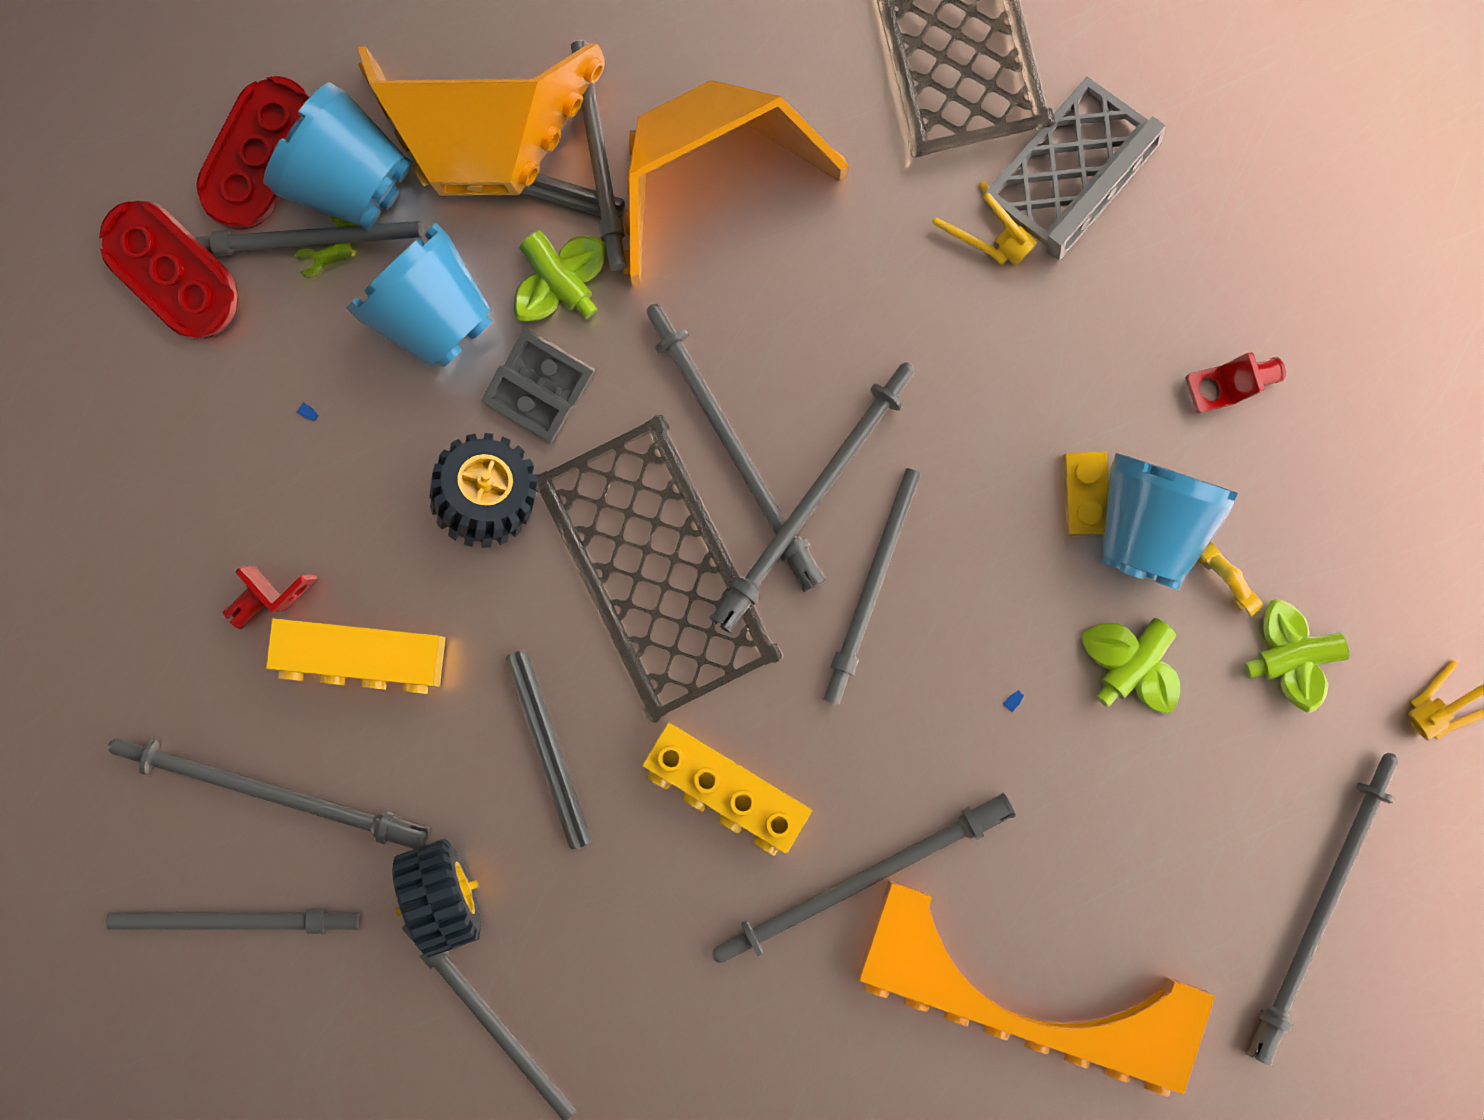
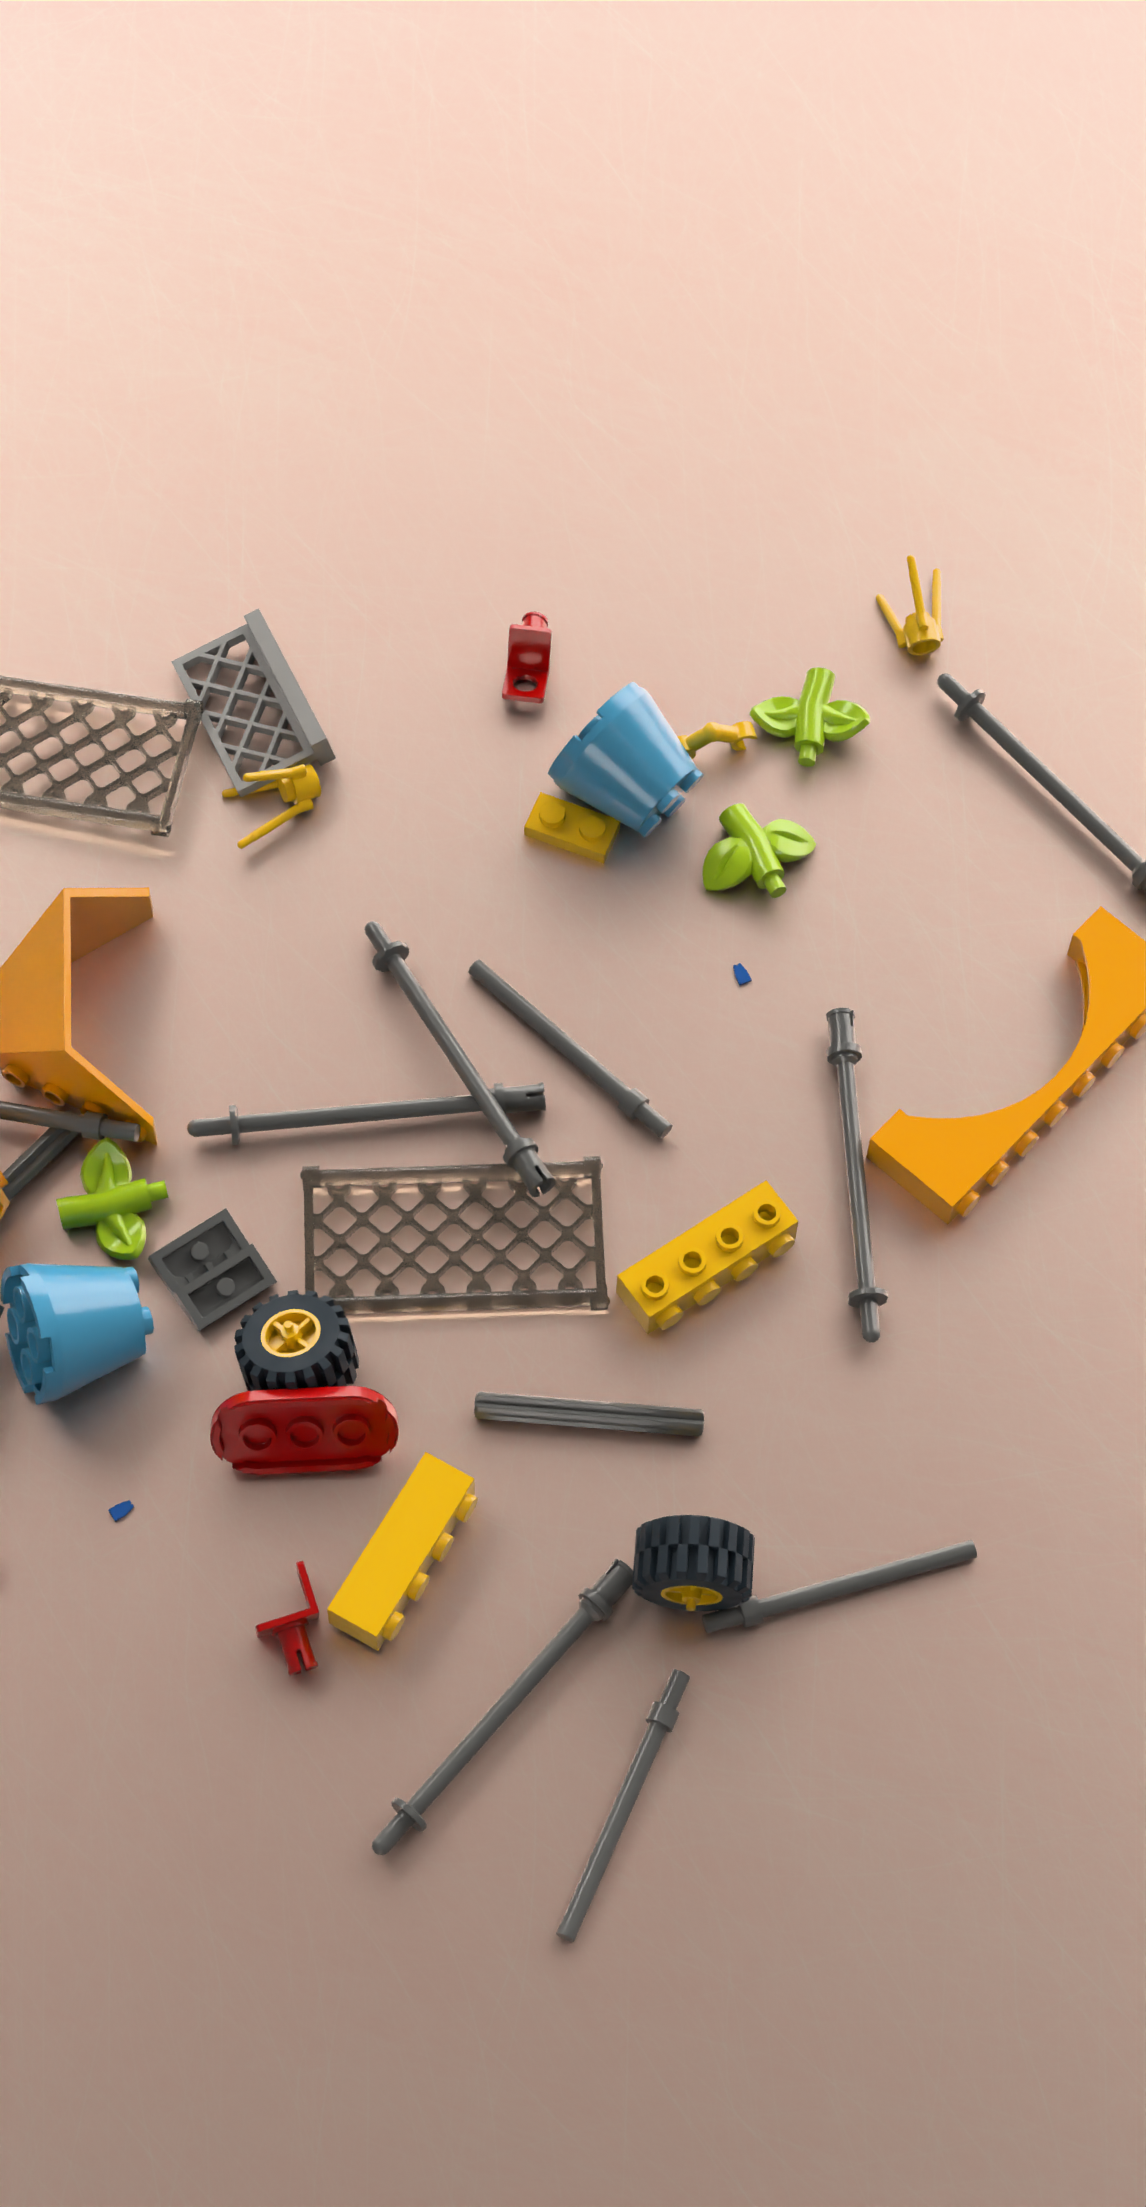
camera: 70 degrees left, 20 degrees down
(420, 528) = (304, 1429): none -> red tile

